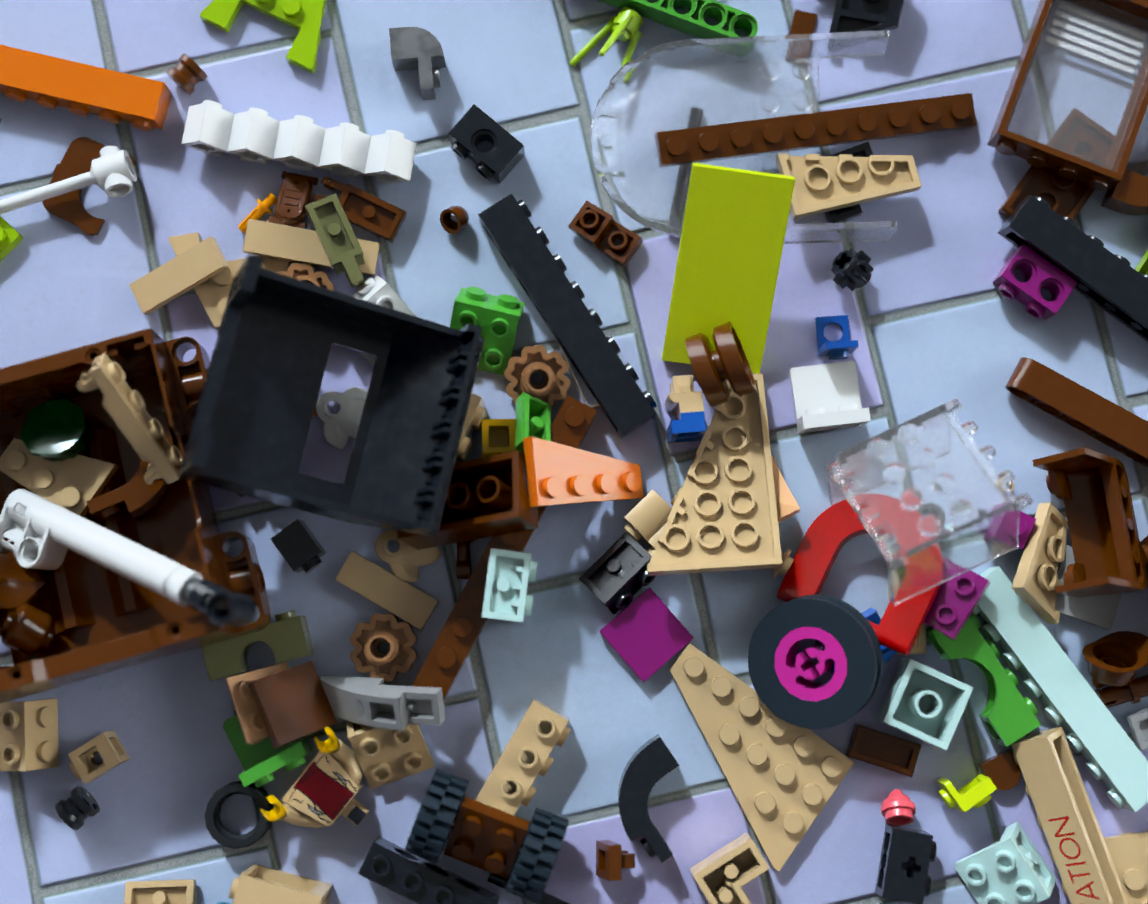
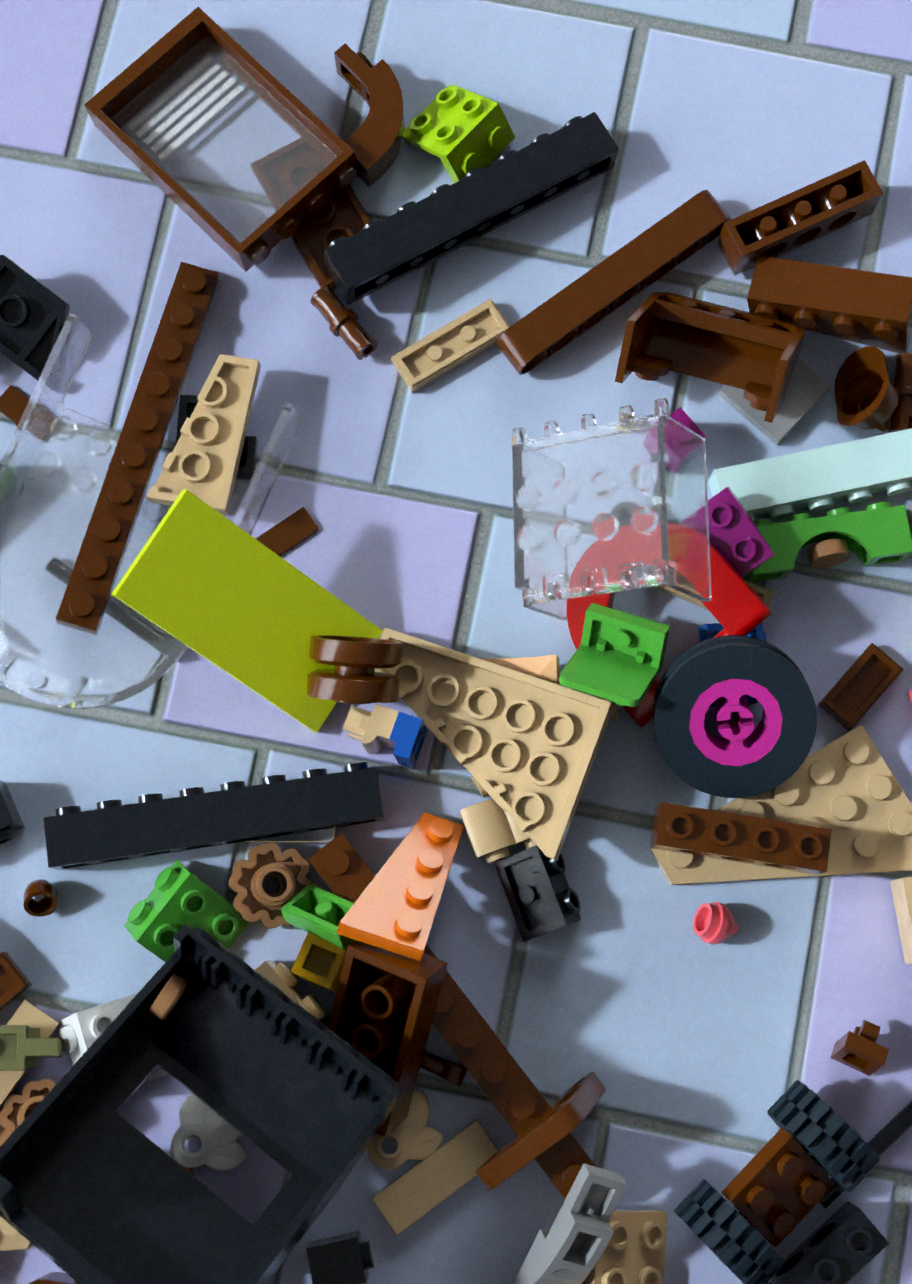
camera: 60 degrees left, 5 degrees down
(367, 653) = (508, 1233): medium nougat plant -> none
(426, 340) = (168, 997): none -> medium nougat tile
(450, 651) = (559, 1122): none -> reddish brown beam
(508, 585) = (498, 1030): light aqua bracket -> none
(524, 758) = (704, 1101): tan brick -> none
(605, 234) = (142, 731): reddish brown slope -> none
(639, 776) = (782, 978): black arch -> none
(646, 634) = (620, 893): magenta tile -> none
(655, 713) = (714, 923): none -> coral plate
(725, 705) = (740, 838): none -> reddish brown brick
(800, 270) = (289, 532): none -> reddish brown window
(819, 554) = (616, 656): none -> bright green bracket
(827, 397) = (443, 569): white bracket -> none
(839, 349) = (395, 534): blue bracket -> none
(852, 269) = (314, 477): black gear -> none
(924, 703) = (829, 618): light aqua brick -> none
(974, 677) = (828, 553): none -> medium nougat tile
(982, 236) = (343, 322): none -> reddish brown pin
(1003, 324) = (450, 345): none -> tan tile
(1038, 275) = (414, 284): magenta brick -> none
(1039, 562) = (737, 432): tan wing -> none

